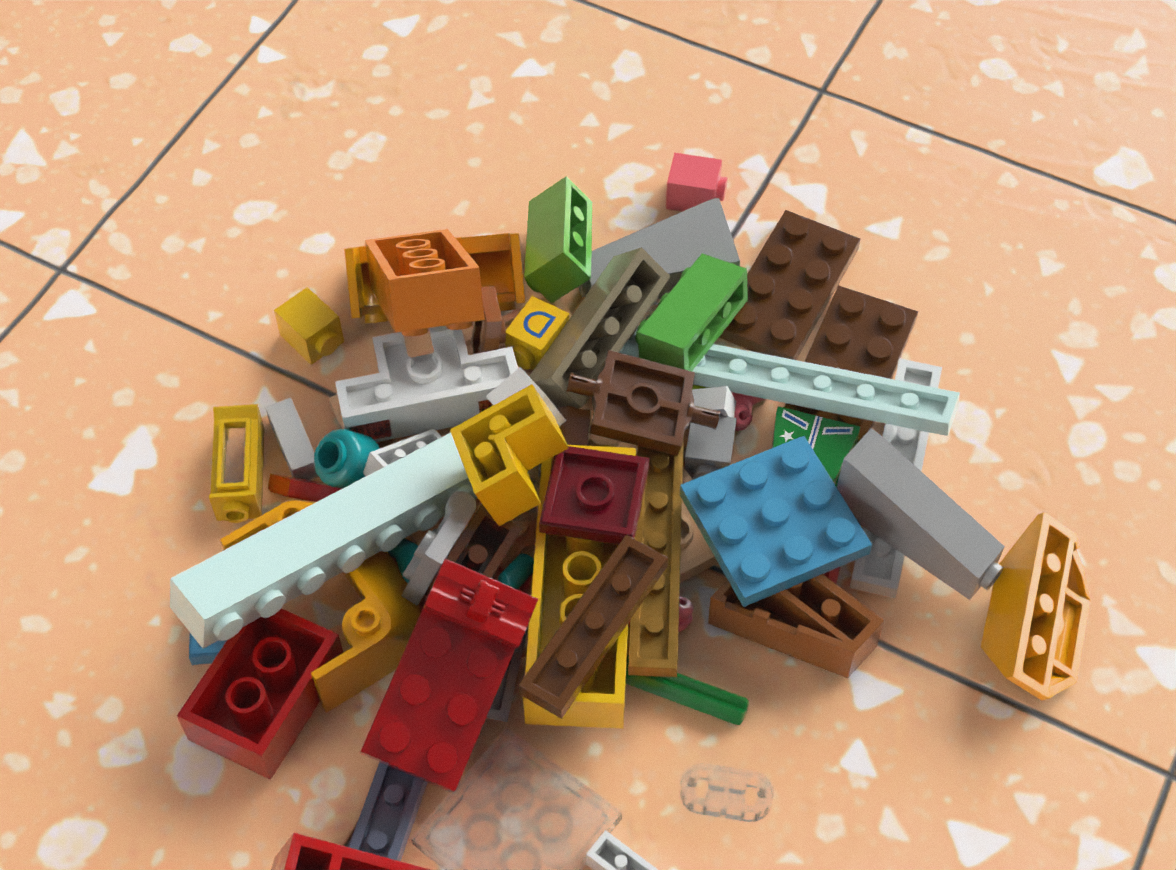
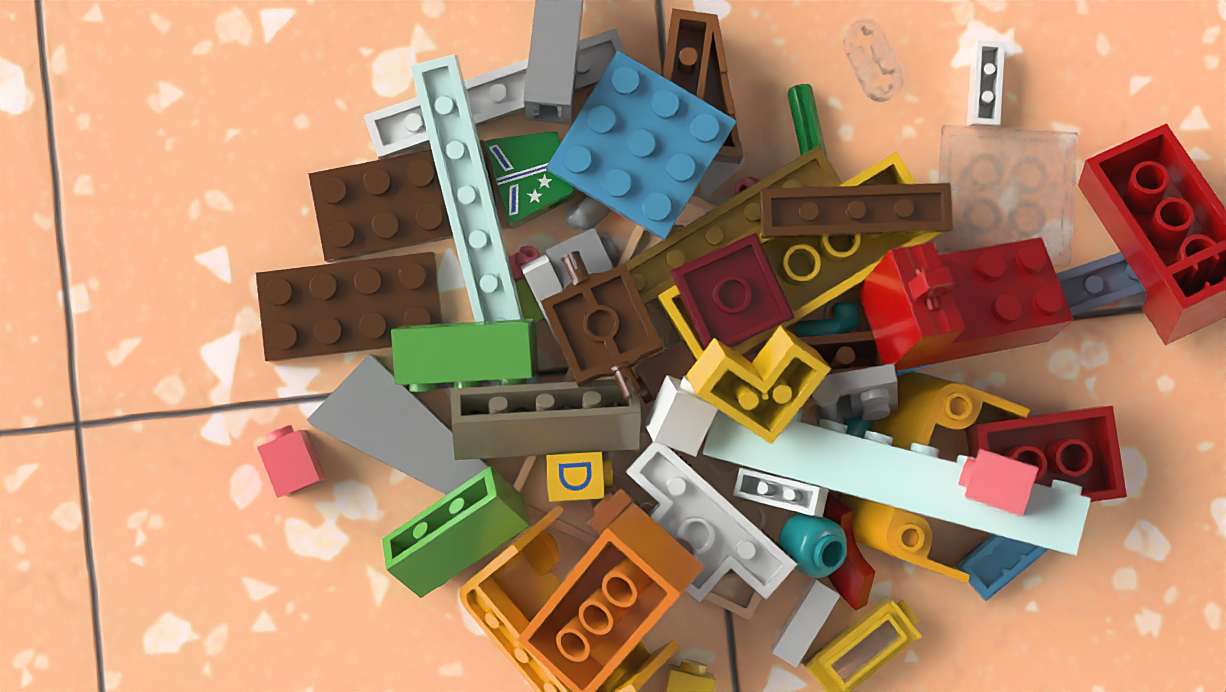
camera: 125 degrees left, 30 degrees up
(277, 556) = (998, 482): none -> coral brick

